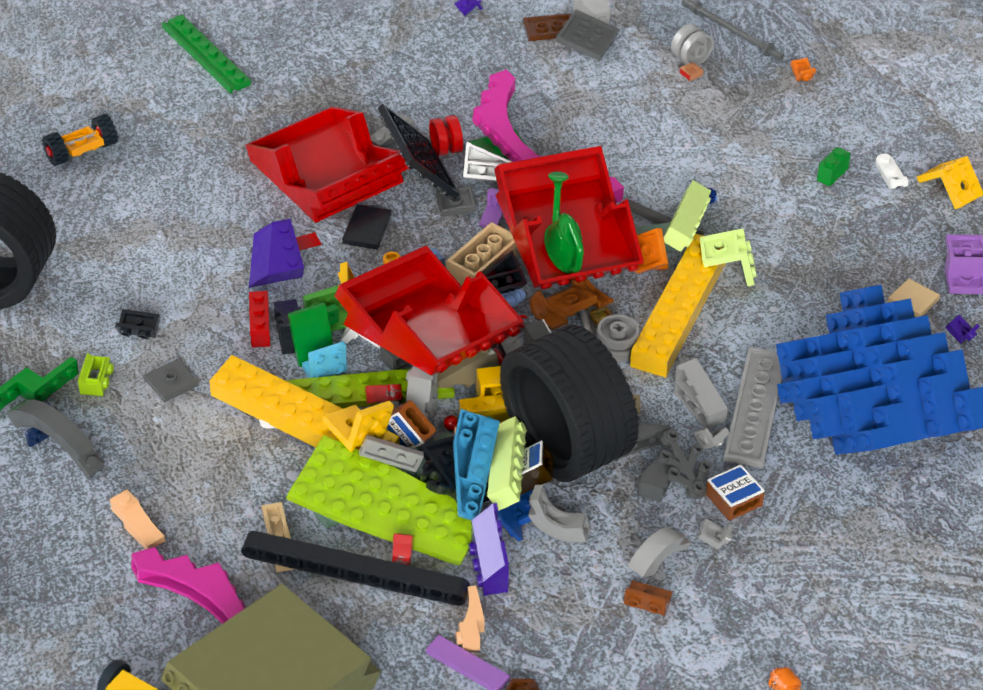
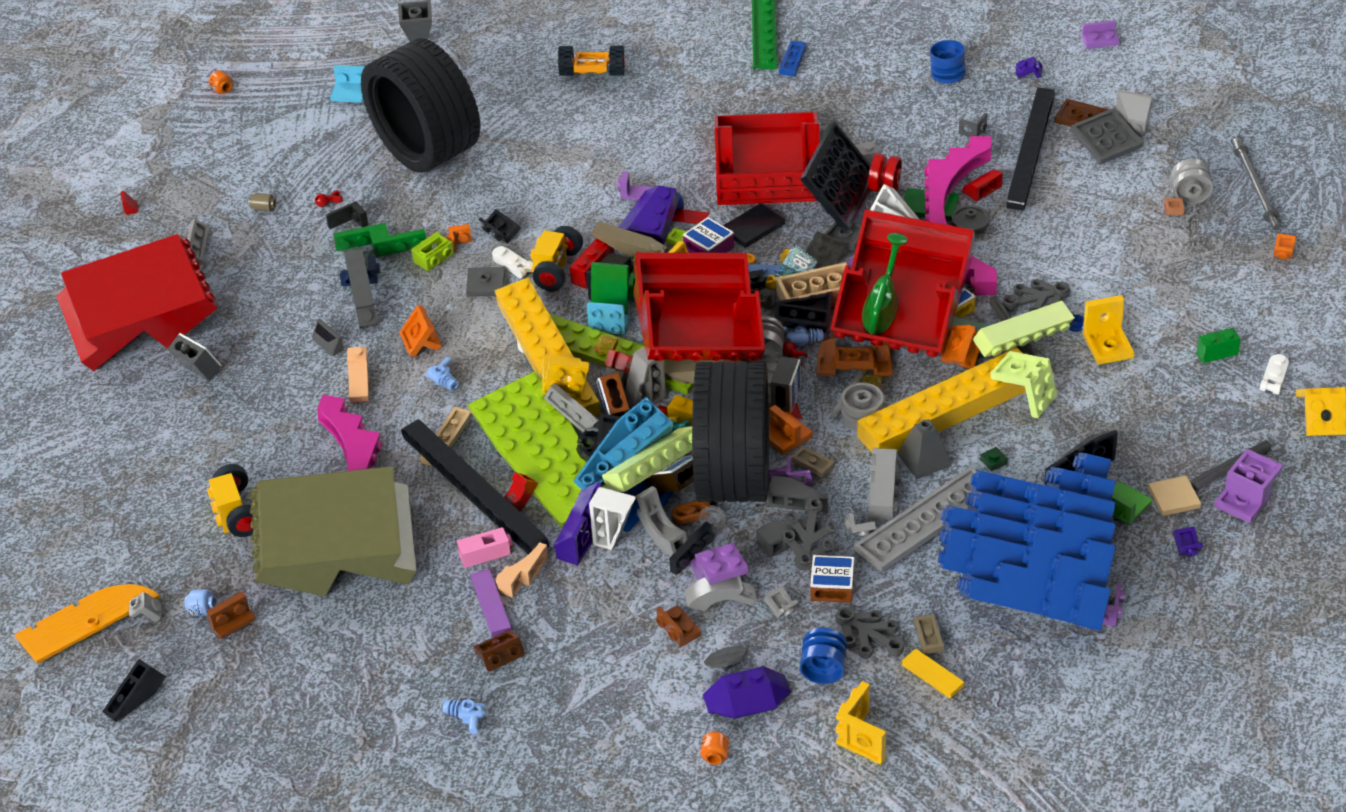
camera: 40 degrees right, 0 degrees up
(69, 501) = (327, 338): none -> dark grey slope
(107, 346) = (459, 234): none -> orange bracket
(159, 453) = (419, 332): none -> orange bracket
(183, 352) = (511, 261): none -> white plate
(218, 484) = (442, 376): none -> light blue piece
(220, 329) = (550, 256): none -> brick
(230, 242) = (629, 191): none -> medium lavender bracket
(258, 70) = (792, 58): none -> blue tile
(284, 286) = (625, 240): none -> dark tan wedge
(313, 264) = (675, 236): none -> lime plate
(345, 249) = (709, 238): none -> piece
(348, 385) = (605, 343): none -> clear yellow plate
(402, 22) = (947, 61): none -> blue wheel
(415, 618) = (484, 547): none -> bright pink brick
(442, 241) = (794, 261): none -> clear light blue torso
(454, 223) = (826, 249): none -> clear smoke tile
(476, 68) = (976, 128): none -> dark grey bracket
(519, 527) = (608, 516): none -> white wedge
(527, 113) = (983, 185): none -> red brick
(536, 69) = (1030, 149): none -> black beam
(545, 144) = (971, 218): none -> dark grey piece
(564, 494) = (688, 512): none -> dark orange plate
(589, 491) = (713, 515): none -> clear brick
(597, 526) = (692, 546): none -> black plate
(644, 524) = (719, 564): none -> medium lavender bracket
(671, 174) = (1057, 291): none -> dark grey plant
(705, 346) = (924, 450): none -> dark grey slope
(717, 602) = (726, 657): none -> dark grey piece
(742, 195) = (1106, 330): none -> yellow bracket
(755, 333) = (993, 459): none -> dark green plate
(762, 626) = (747, 693): none -> dark purple wedge
(778, 519) = (847, 618): none -> dark grey plant
(798, 558) = (823, 655): none -> blue wheel
(826, 293) = (1099, 444): none -> black wedge
(850, 499) = (928, 634): none -> dark tan plate
(880, 608) = (856, 733): none -> yellow bracket
(883, 529) = (933, 673): none -> yellow tile
(929, 254) = (1222, 469): none -> dark grey axle

